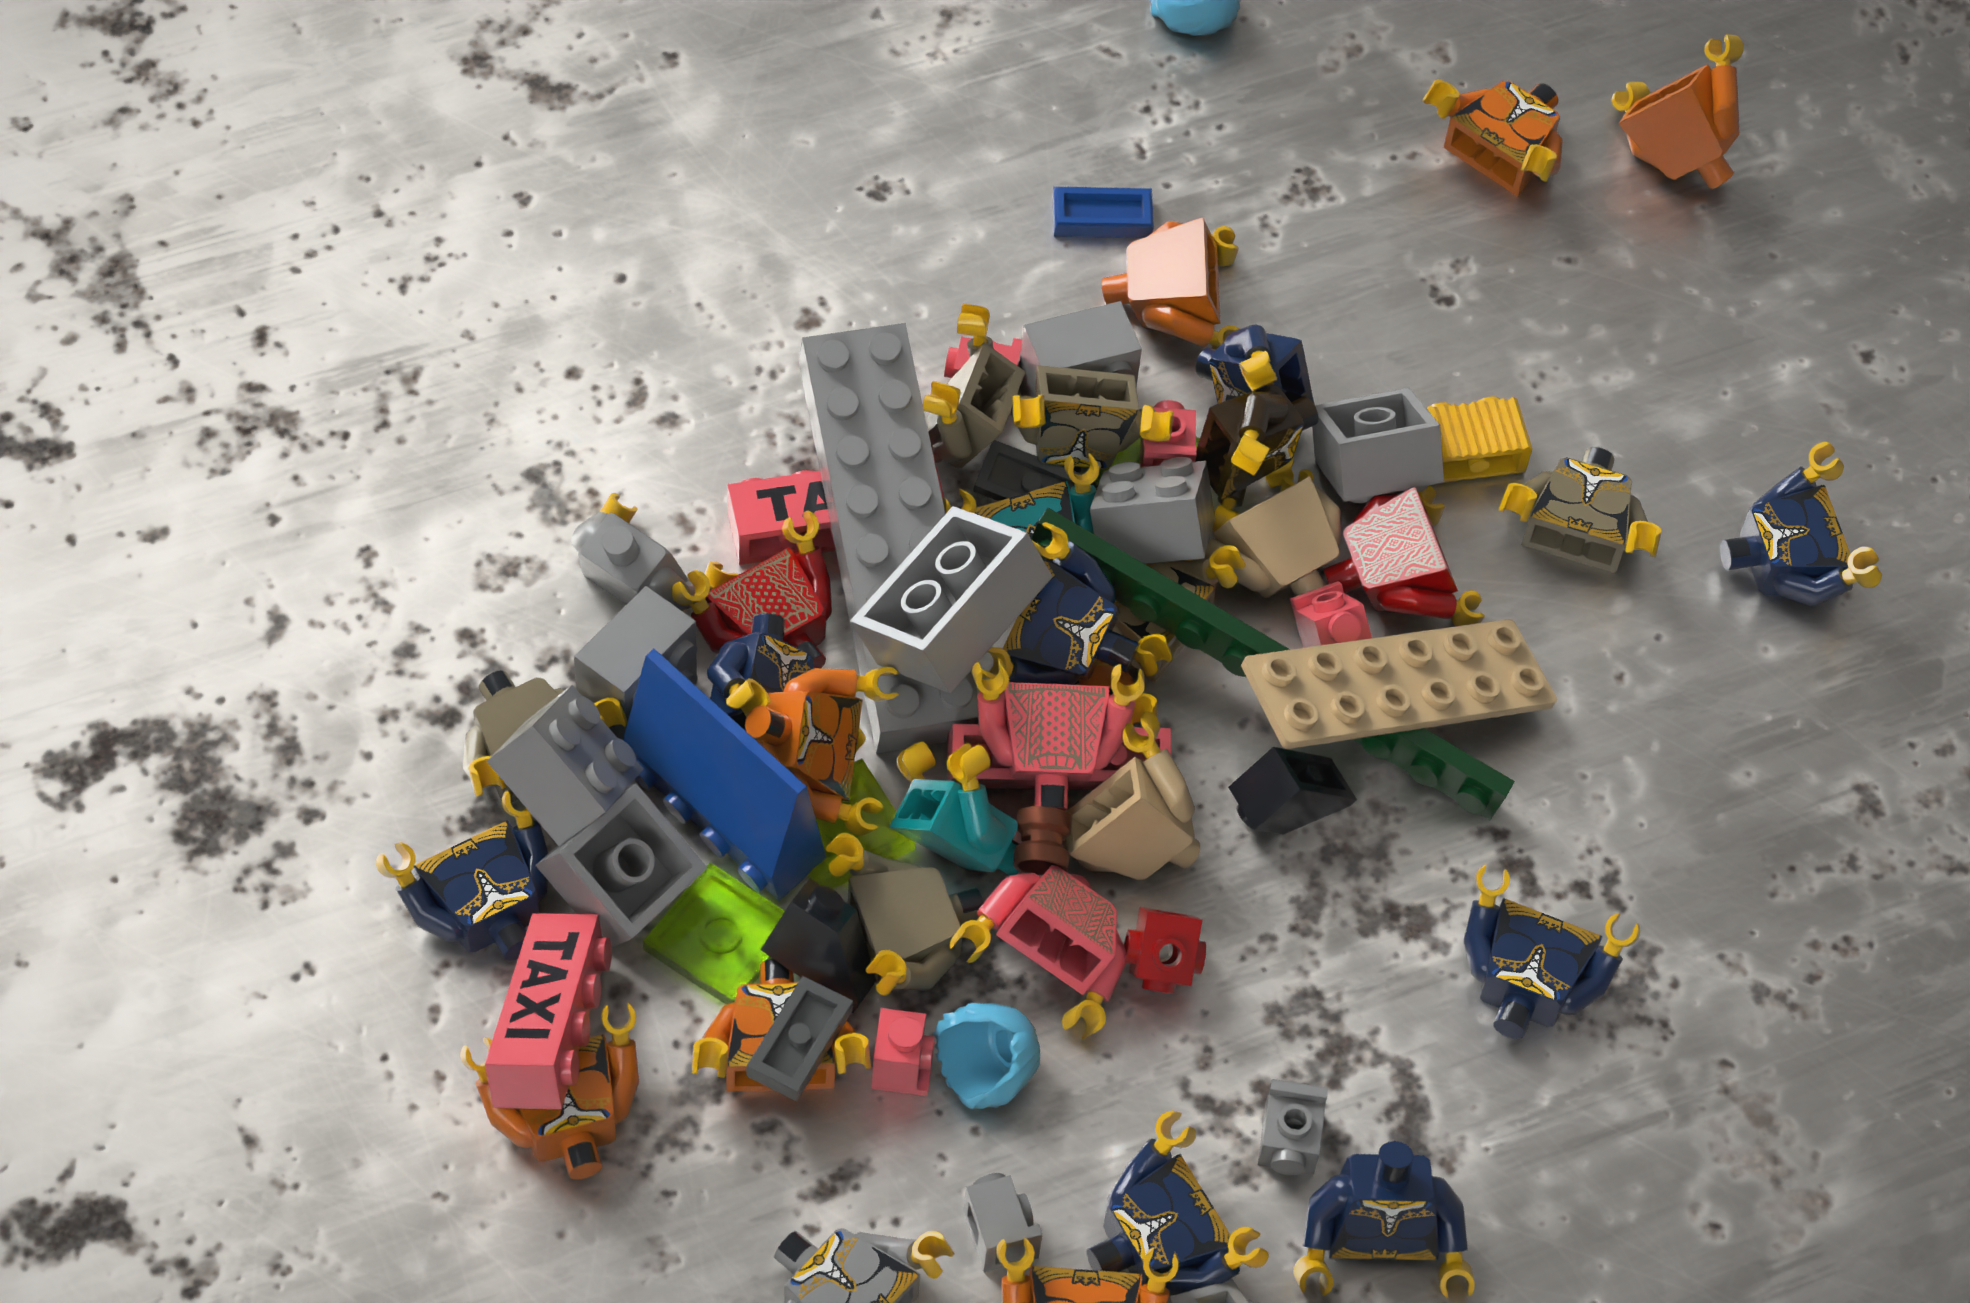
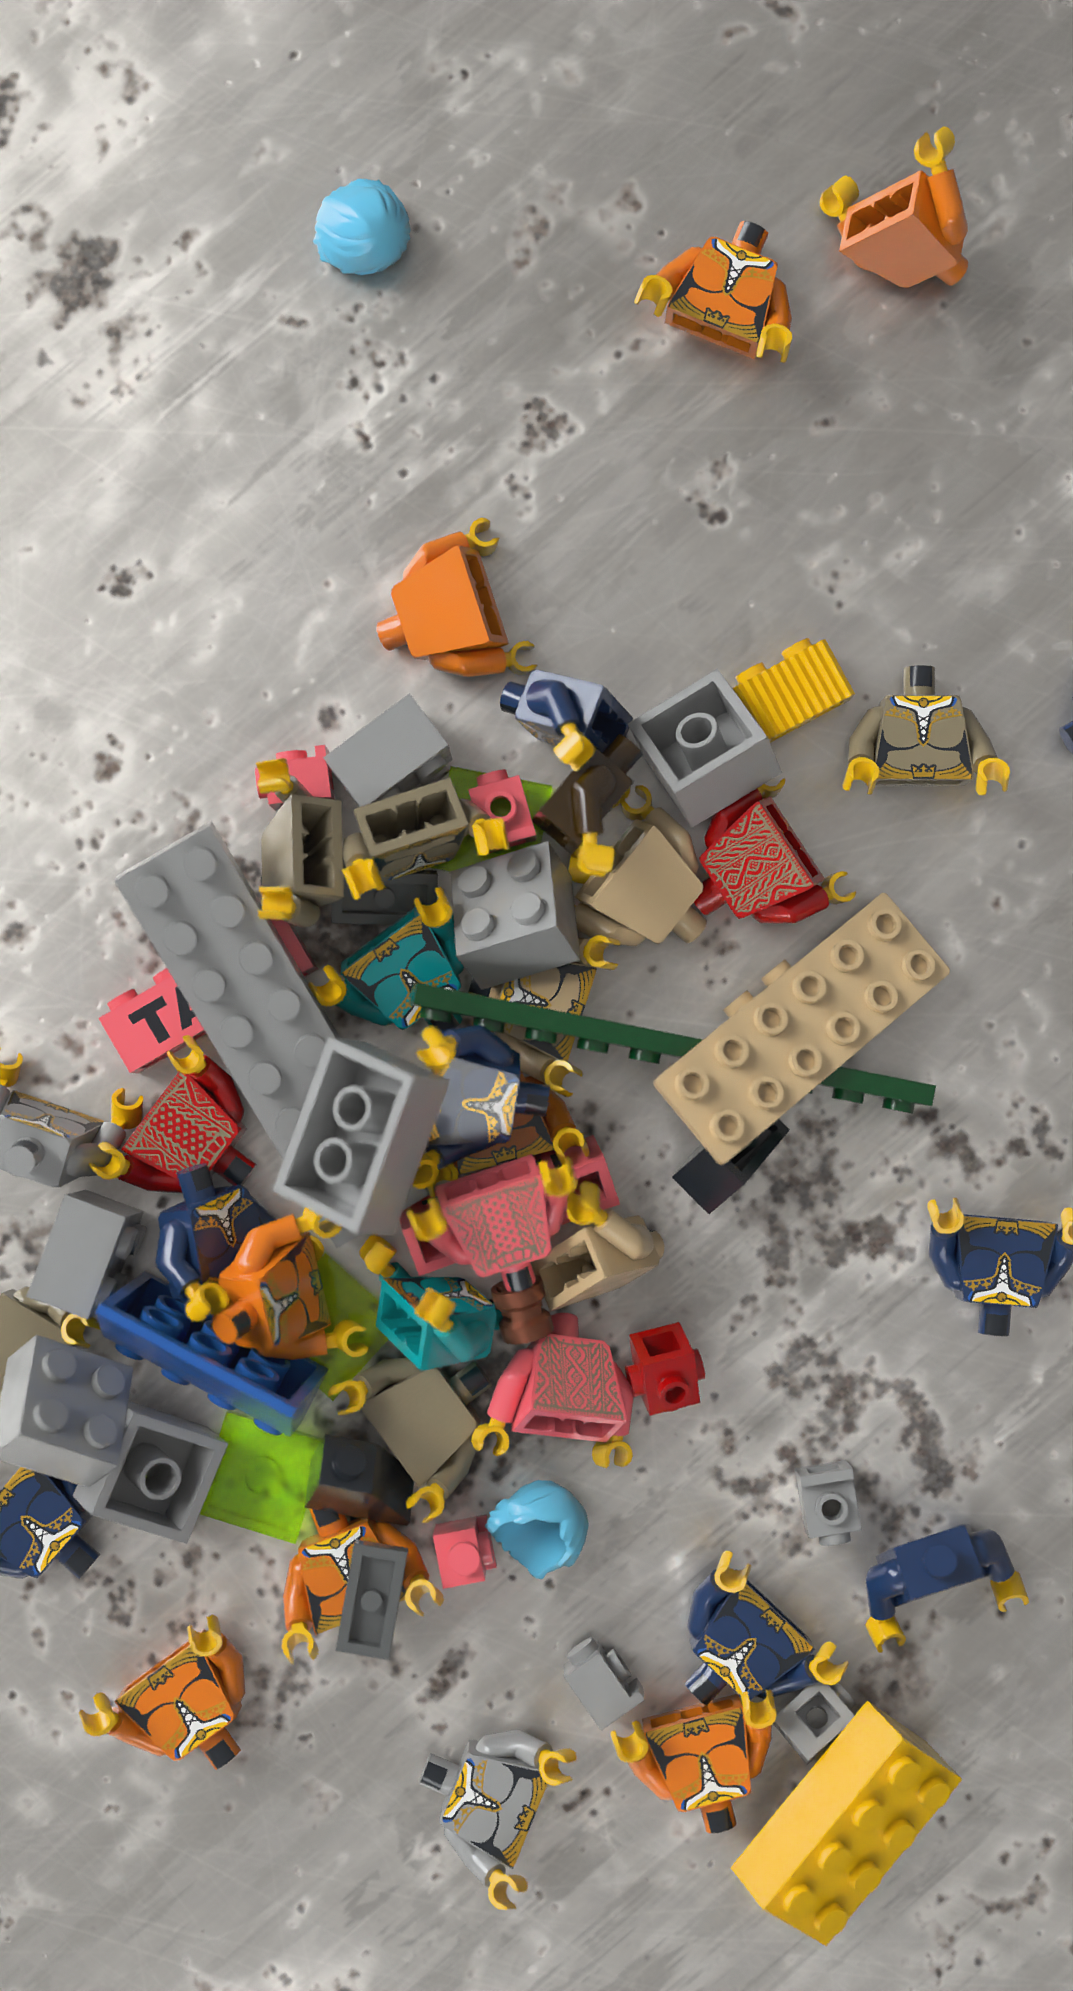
camera: 10 degrees left, 30 degrees up
(547, 1011) = (139, 1647): coral brick -> none
(1102, 212) = (350, 534): blue tile -> none
(1329, 617) = (716, 961): coral brick -> none

